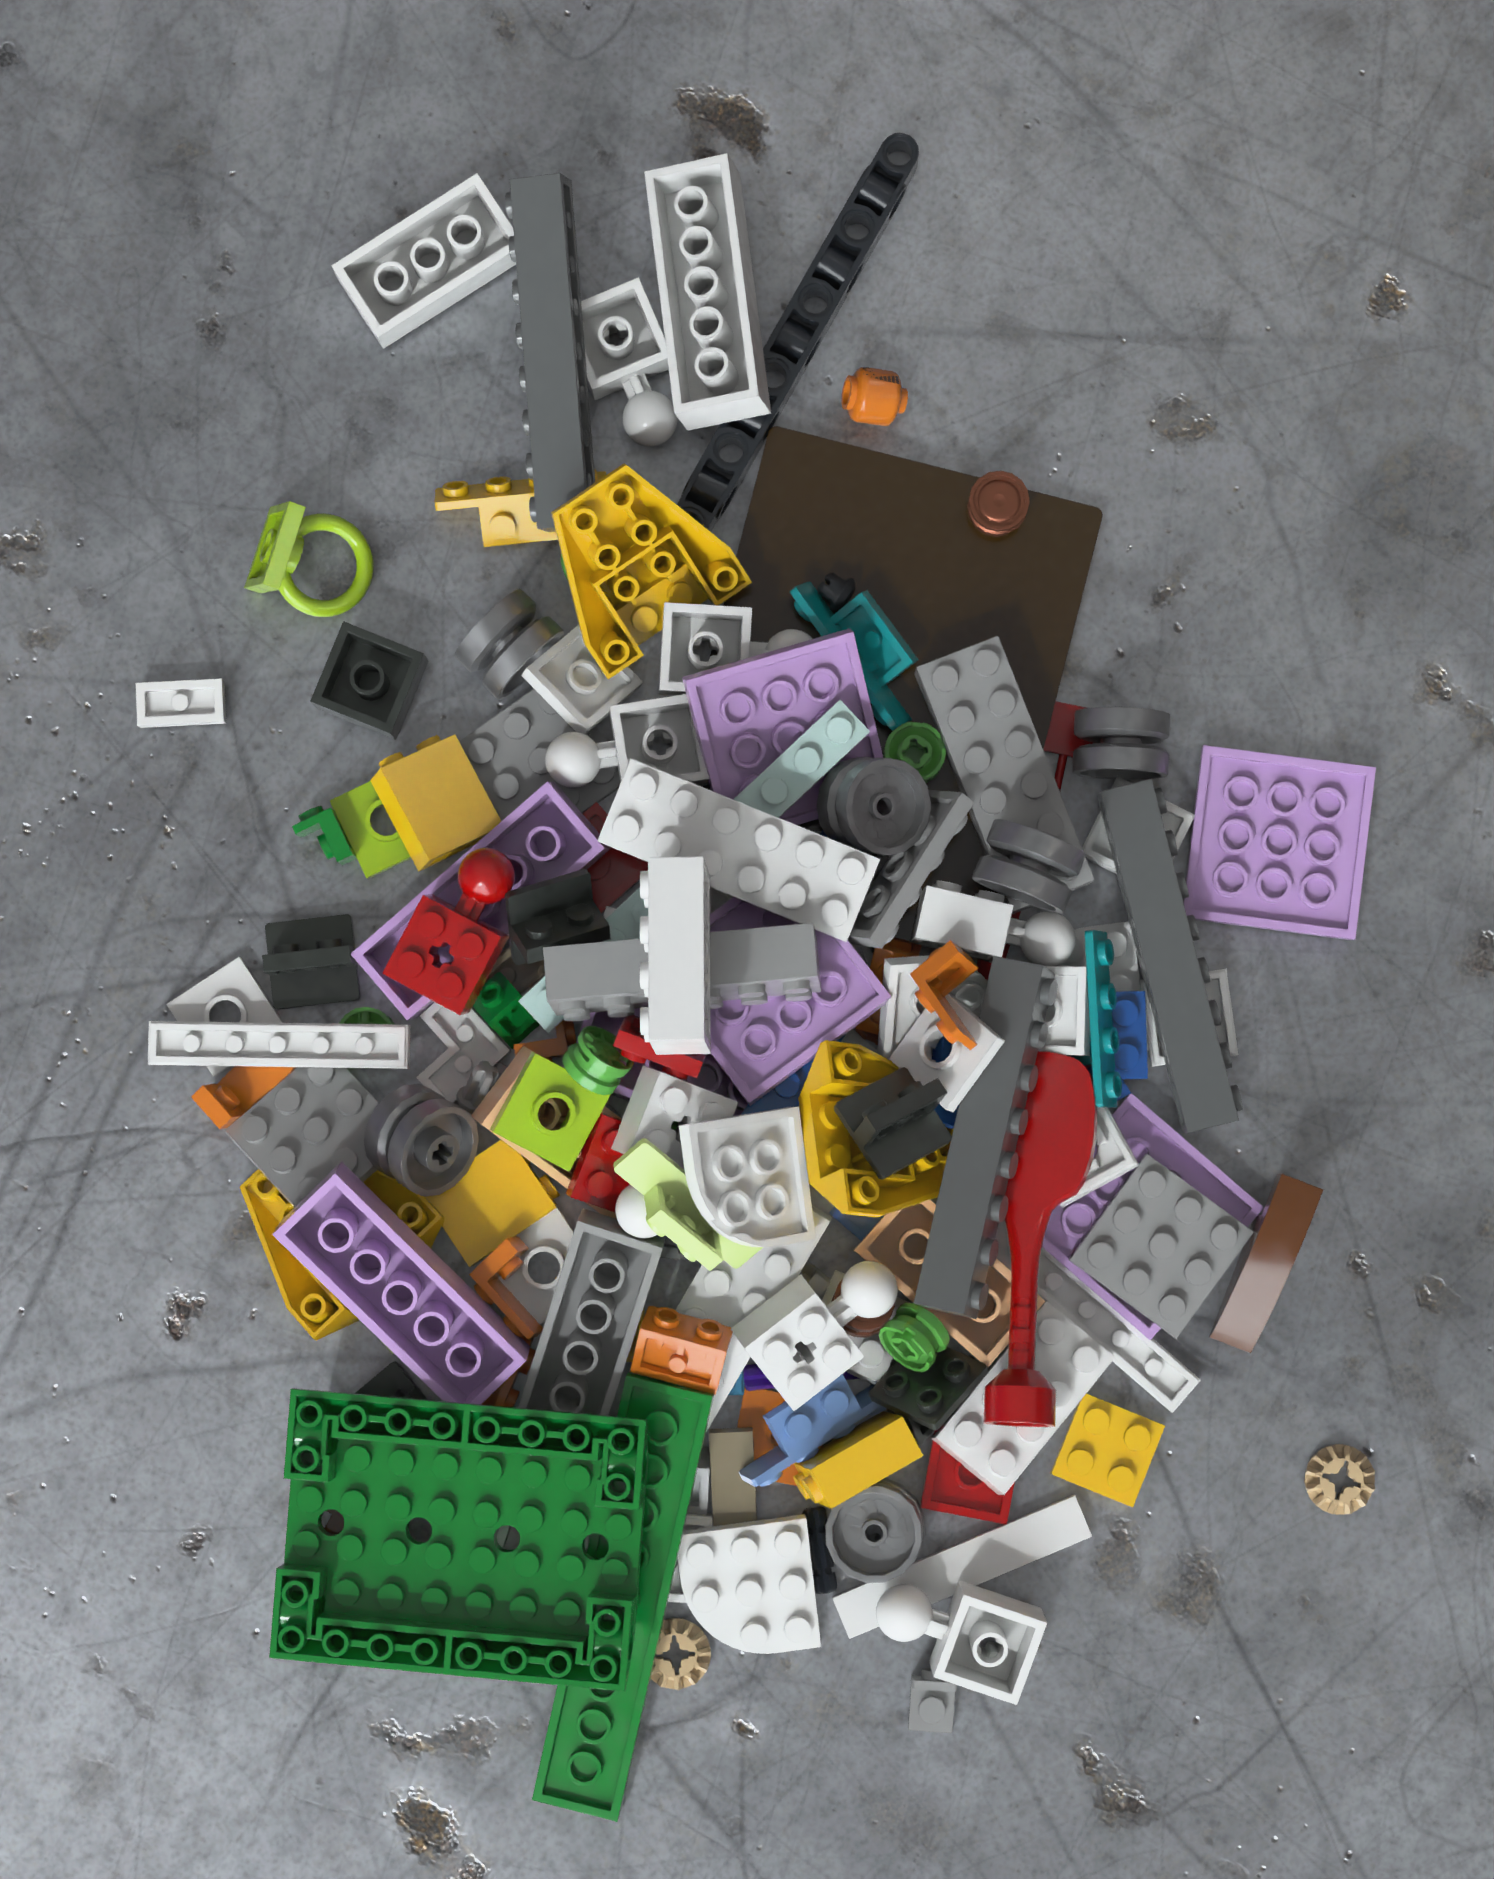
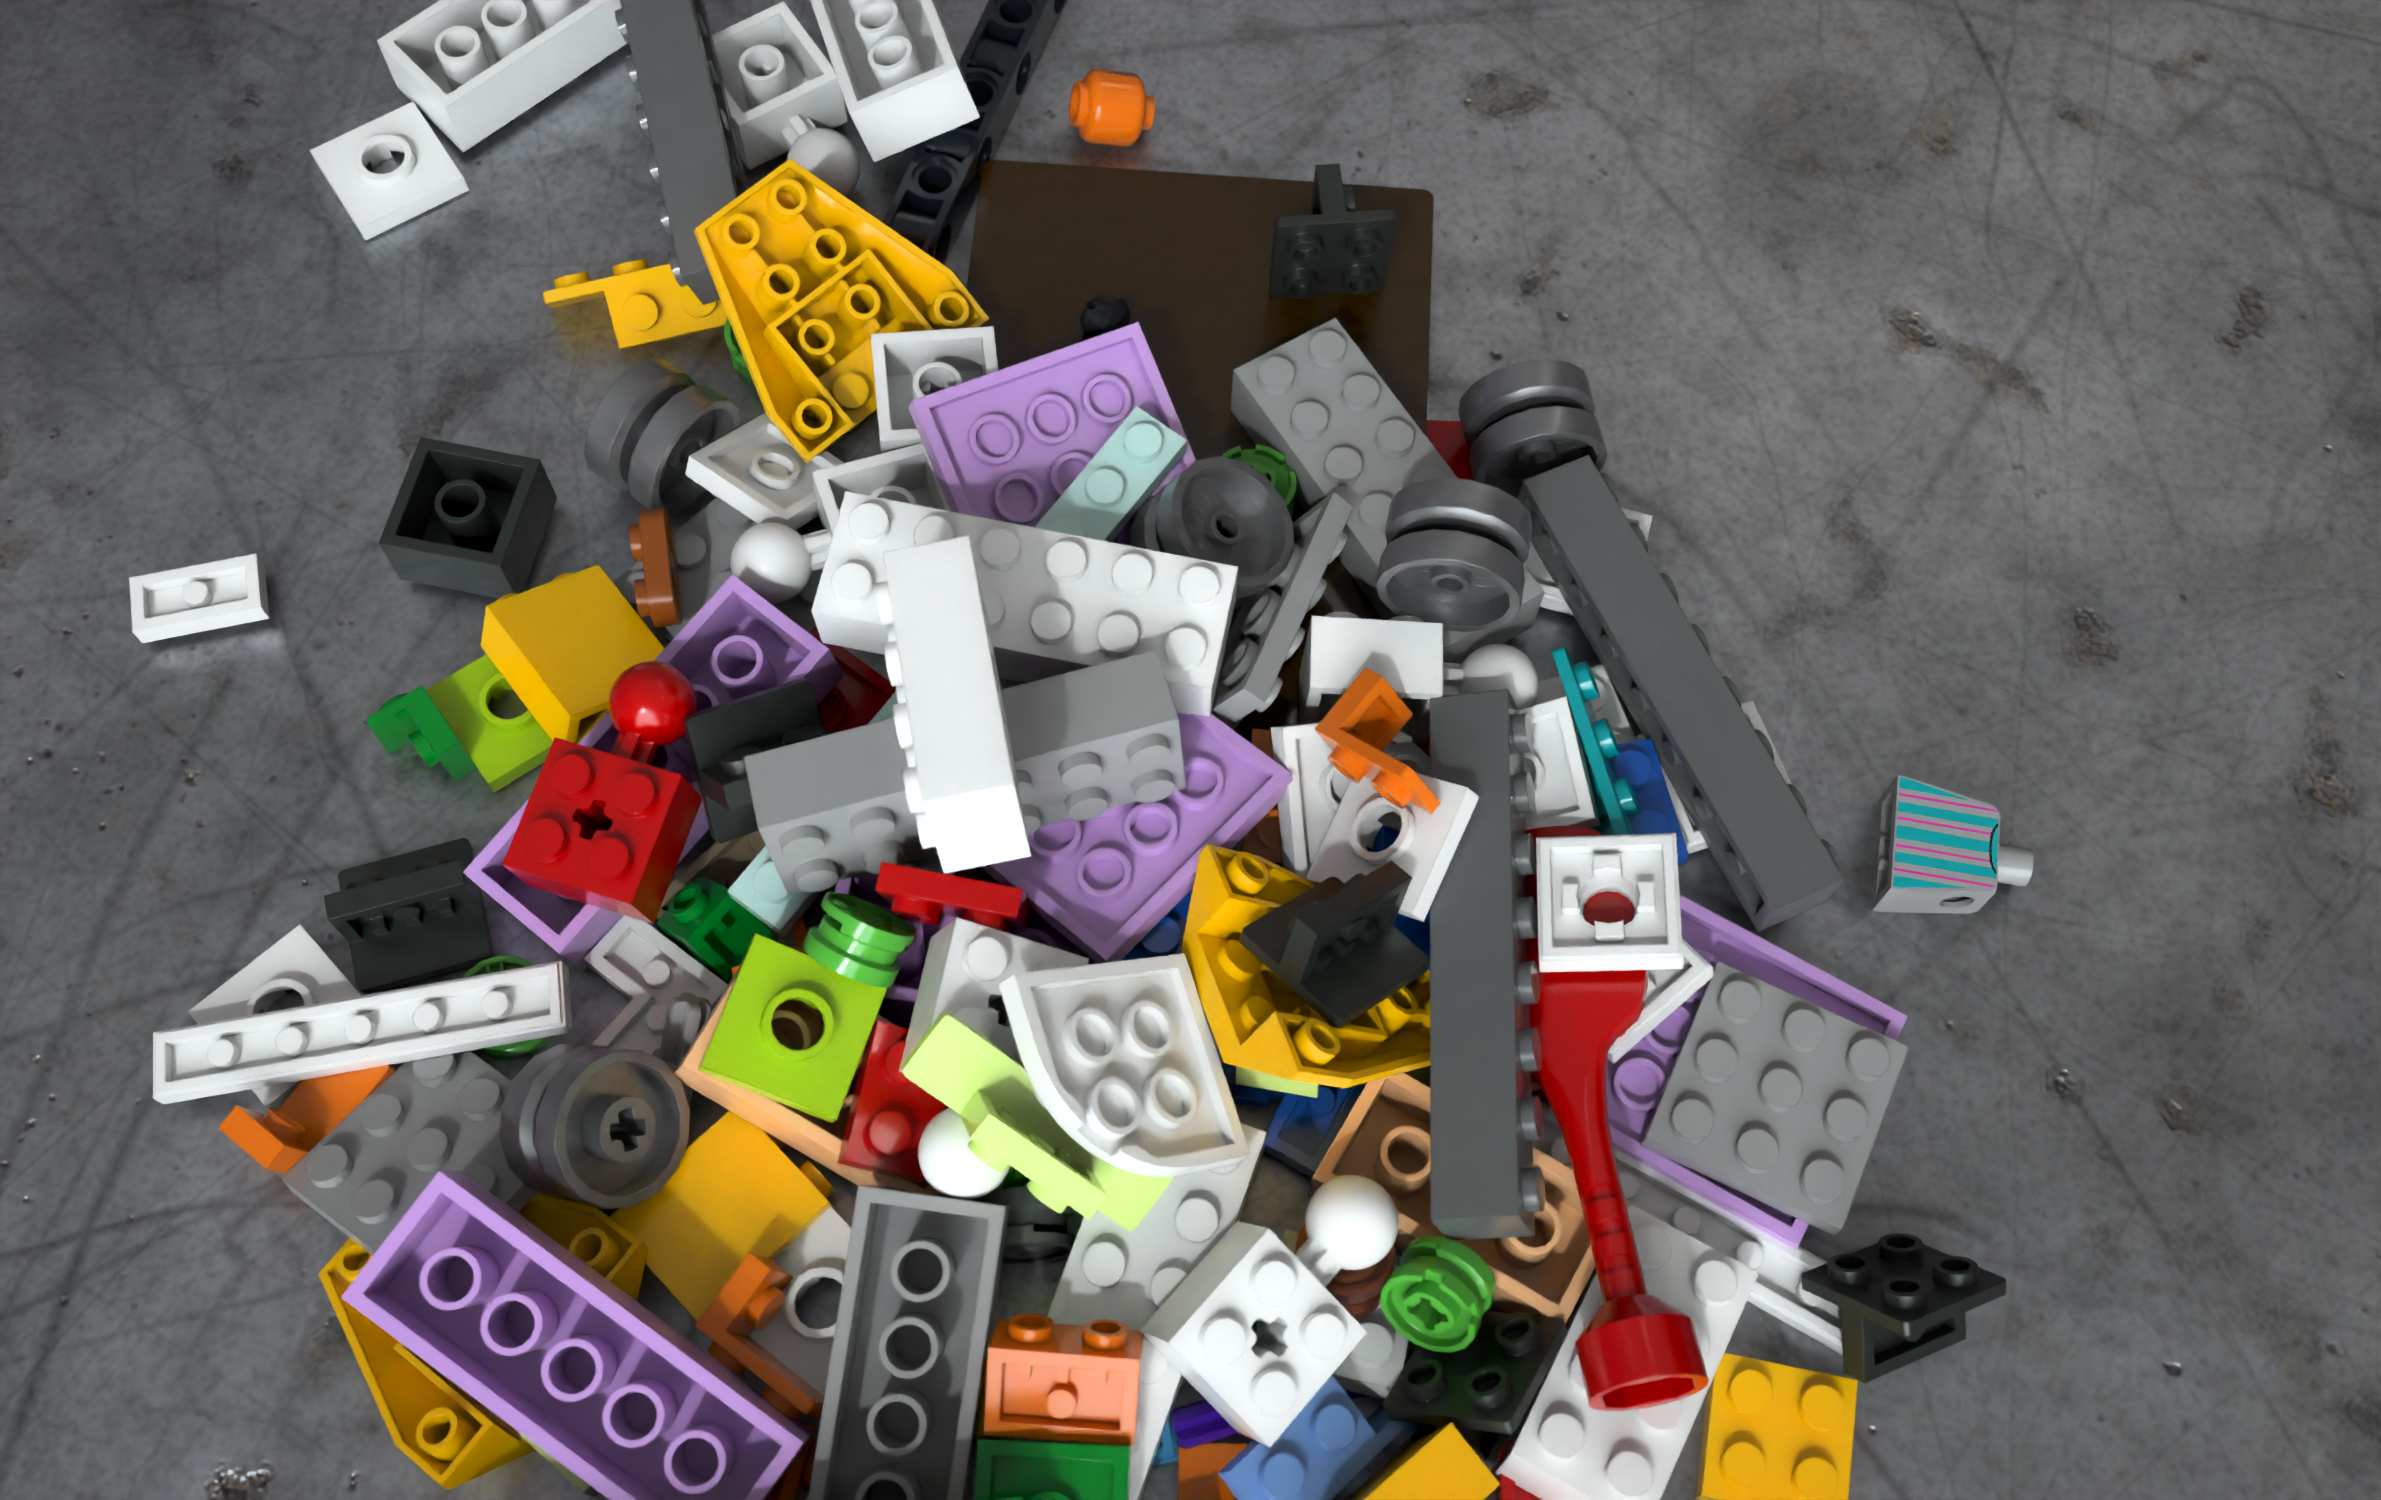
camera: 20 degrees left, 20 degrees down
(281, 550) = (332, 376): lime tile -> none
(321, 386) = (391, 198): none -> white piece
(494, 765) = (659, 591): none -> dark orange plate
(878, 642) = (1187, 373): teal bracket -> none
(998, 503) = (1287, 183): copper wheel -> none
(1011, 567) = (1332, 246): none -> pearl dark grey bracket
(1055, 1094) = (1633, 865): none -> white piece
(1199, 1385) = (1900, 1301): none -> pearl dark grey bracket
(1265, 1262) = (1941, 1089): reddish brown slope -> none
(1278, 842) = (1777, 534): lavender plate -> none
(1322, 1099) = (1940, 851): none -> light grey torso
(1329, 1461) = (2131, 1440): tan gear -> none

